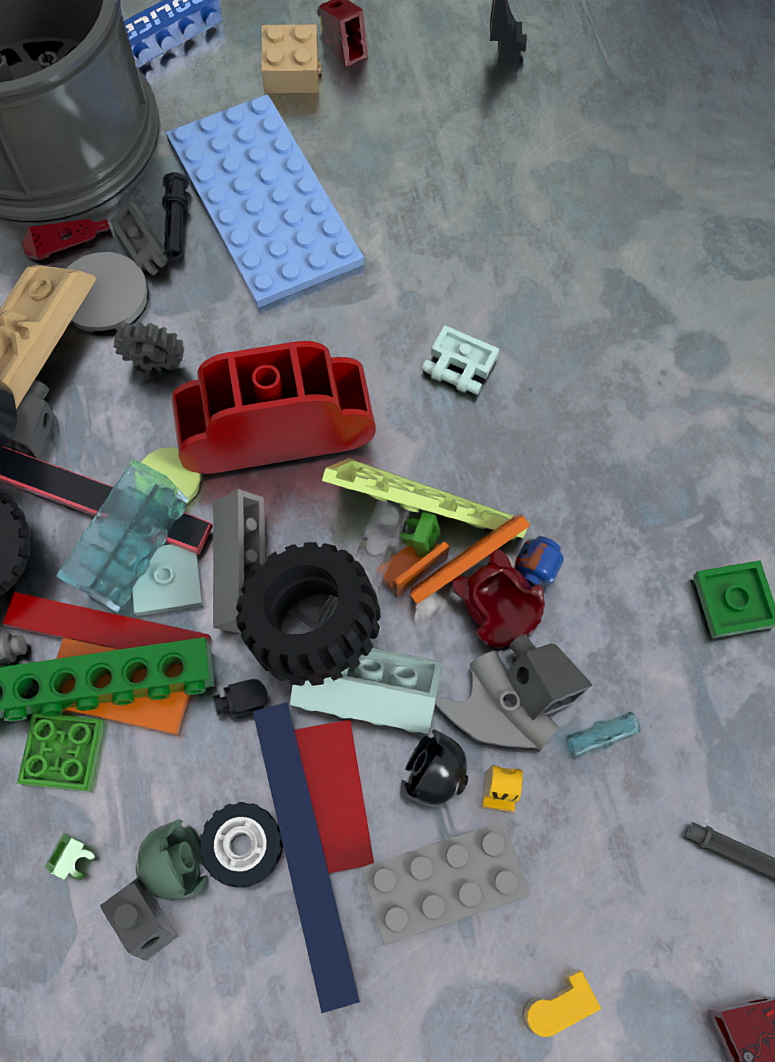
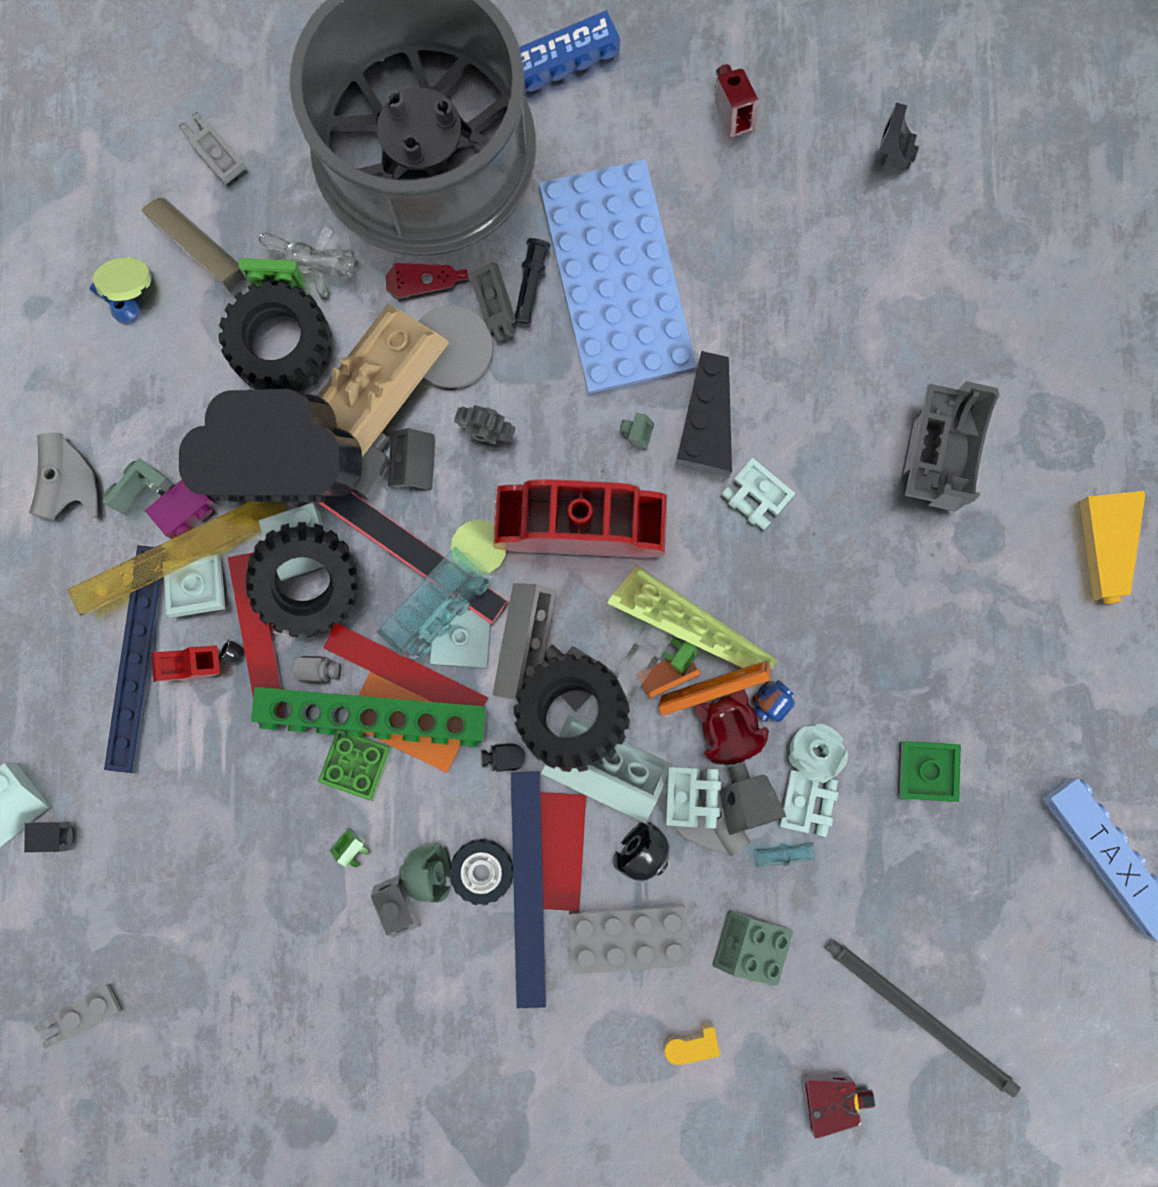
camera: 15 degrees right, 15 degrees up
(76, 403) = (411, 459): none -> dark grey panel
(290, 59) = (676, 125): tan brick -> none
(317, 325) = (638, 430): none -> sand green tile
(391, 310) = (707, 425): none -> black wedge
(466, 687) = (684, 797): none -> light aqua plate
(502, 788) = (691, 879): yellow leg -> none
(599, 857) = (753, 949): none -> sand green bracket
(602, 667) = (800, 803): none -> light aqua plate
(613, 620) = (808, 763): none -> light aqua plate
(641, 260) = (949, 444): none -> dark grey piece

